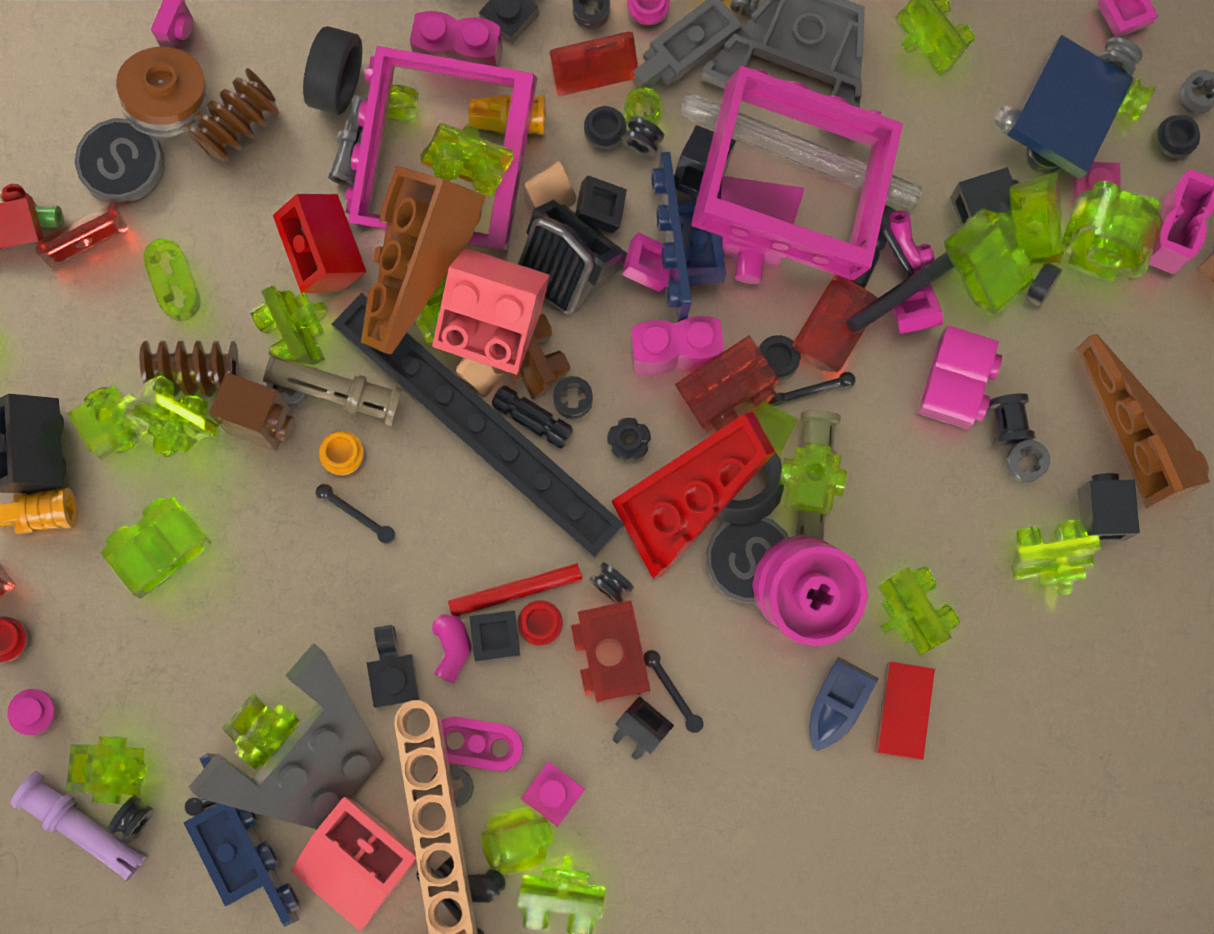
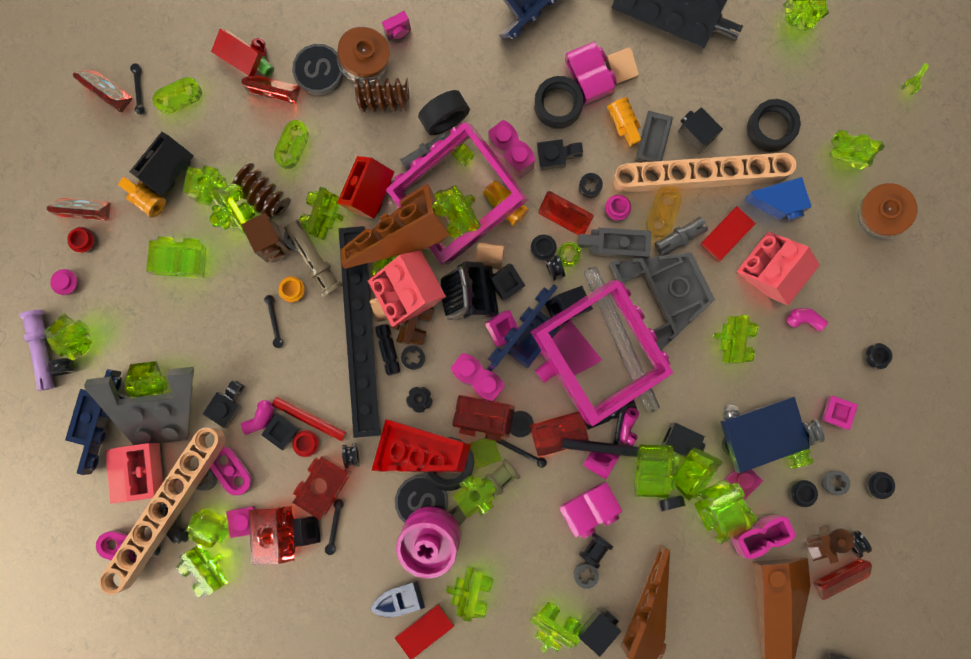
camera: 50 degrees right, 5 degrees up
(582, 766) = (265, 546): none -> clear red brick

